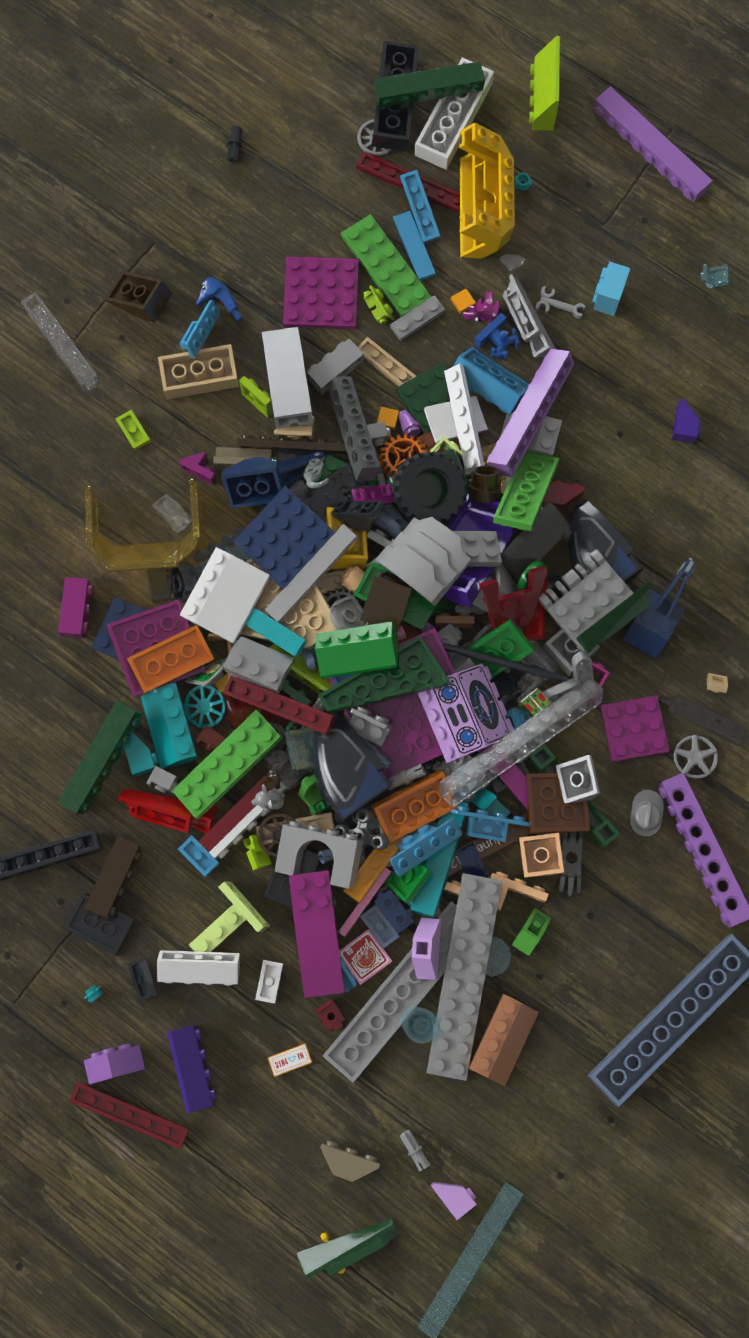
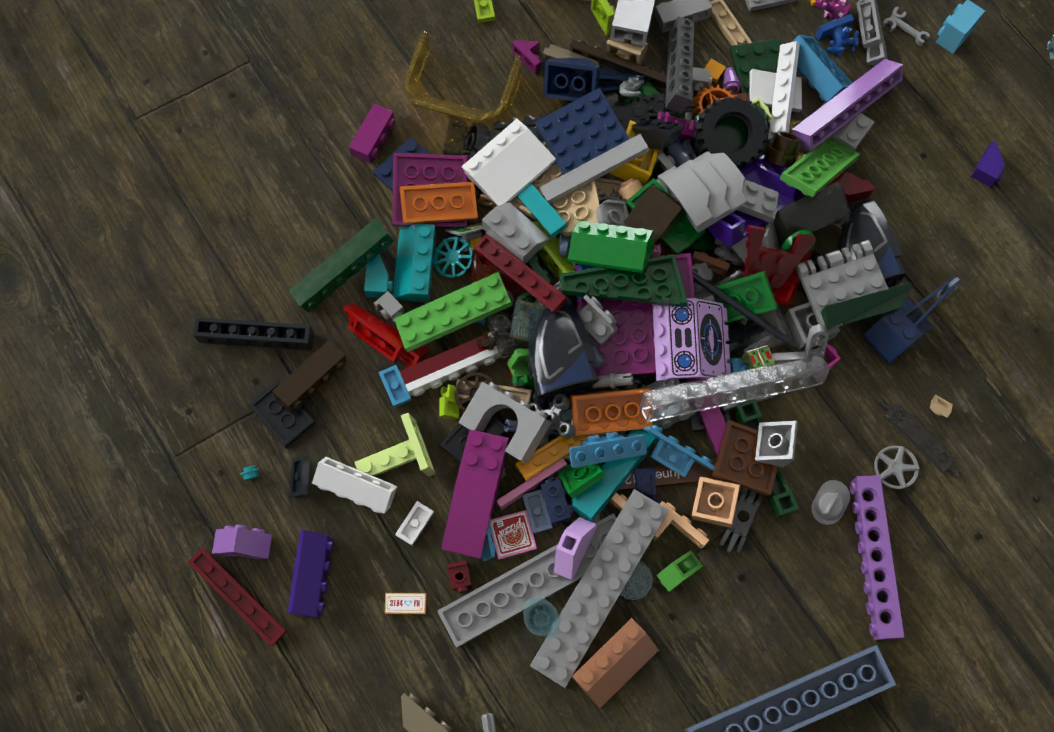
camera: 20 degrees right, 5 degrees down
(172, 513) = (490, 84): clear slope -> none
(210, 739) = (445, 285): clear red brick -> none
(268, 799) = (479, 357): light grey animal -> none
(488, 802) = (683, 433): teal slope -> none
(634, 728) = (845, 420): magenta plate -> none

